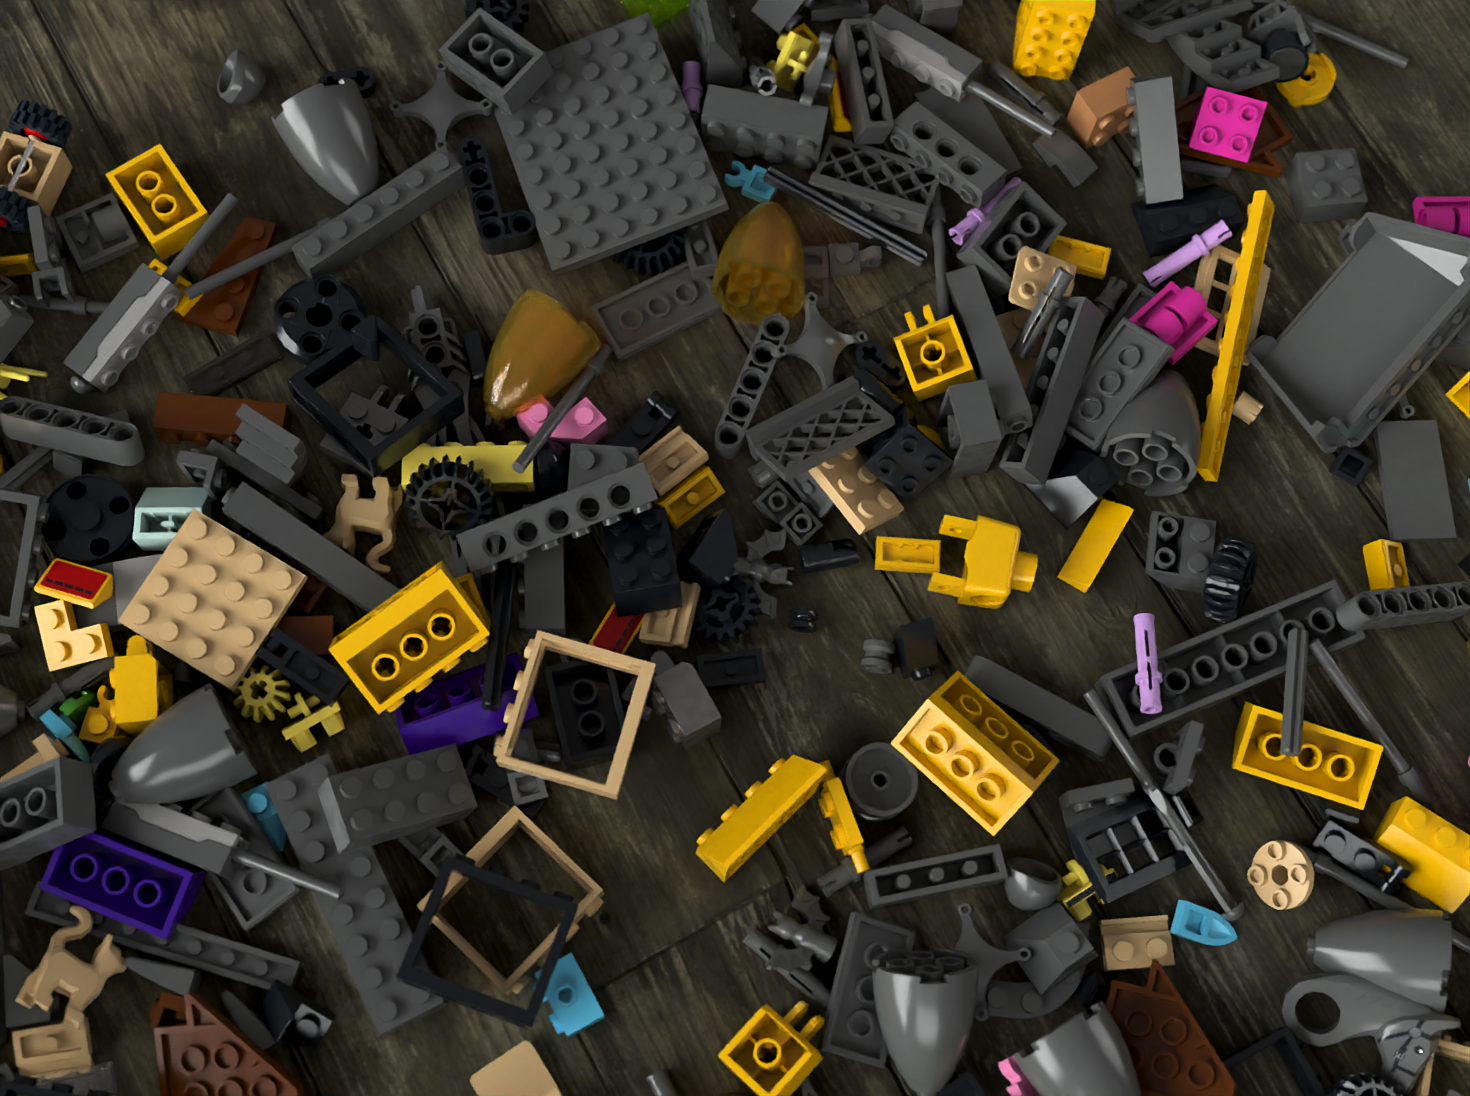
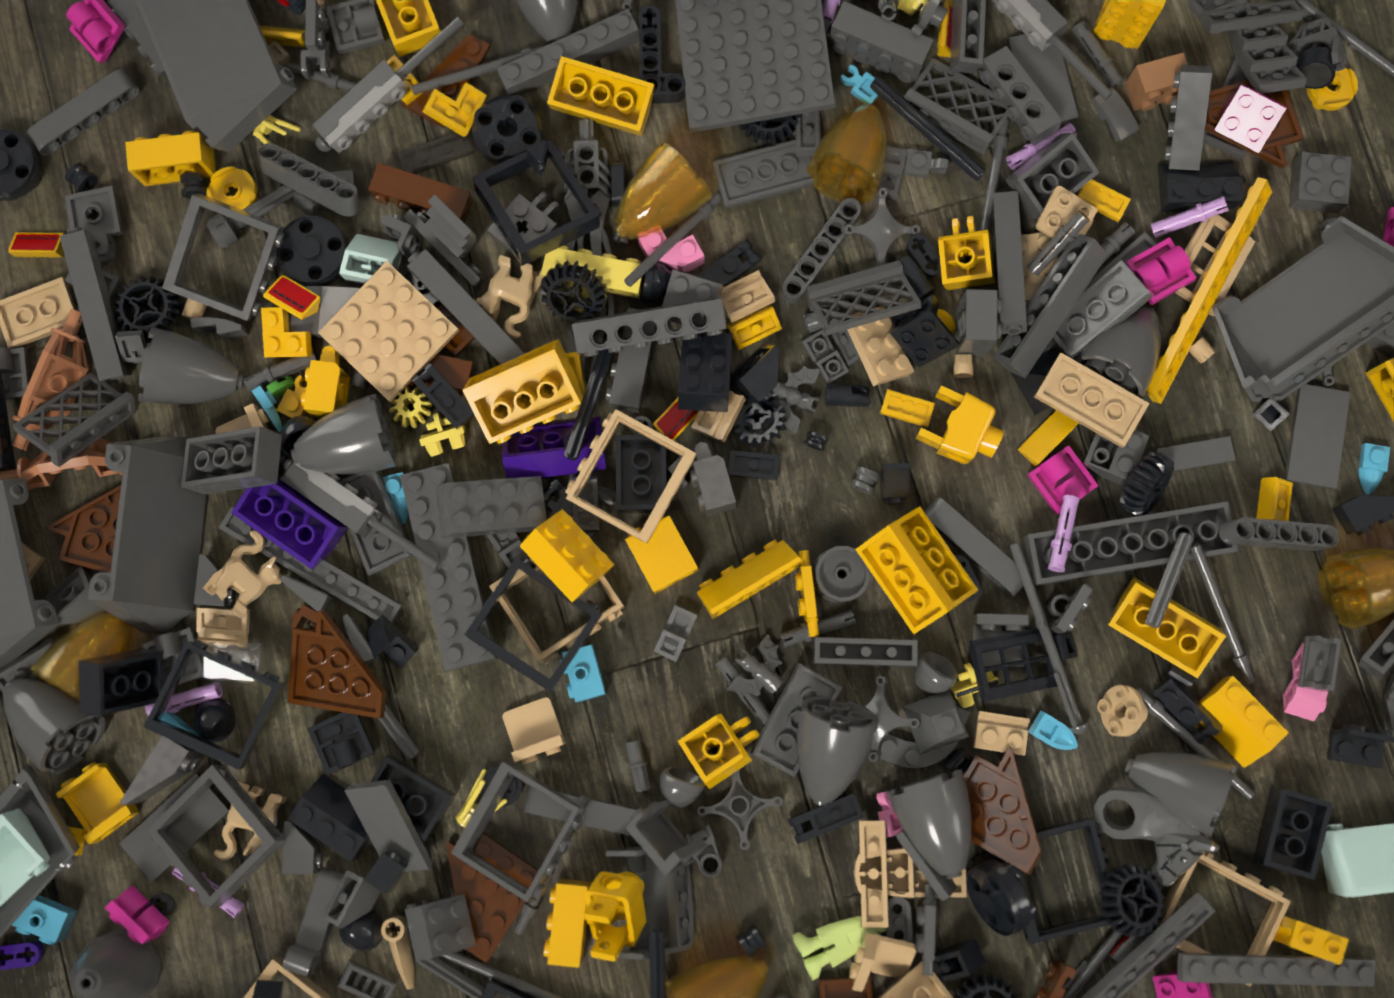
camera: 25 degrees right, 10 degrees up
(250, 313) = (456, 114): none -> yellow plate
(432, 254) = (601, 96): none -> yellow slope
(513, 837) = (566, 555): none -> yellow brick
(643, 814) = (665, 556): none -> yellow panel
(680, 910) = (676, 632): none -> dark grey slope
(963, 488) = (963, 366): none -> tan hose
(1121, 596) = (1062, 476): none -> dark pink plate
(1135, 491) = (1091, 400): none -> tan plate
(1284, 531) = (1200, 453): none -> dark grey tile

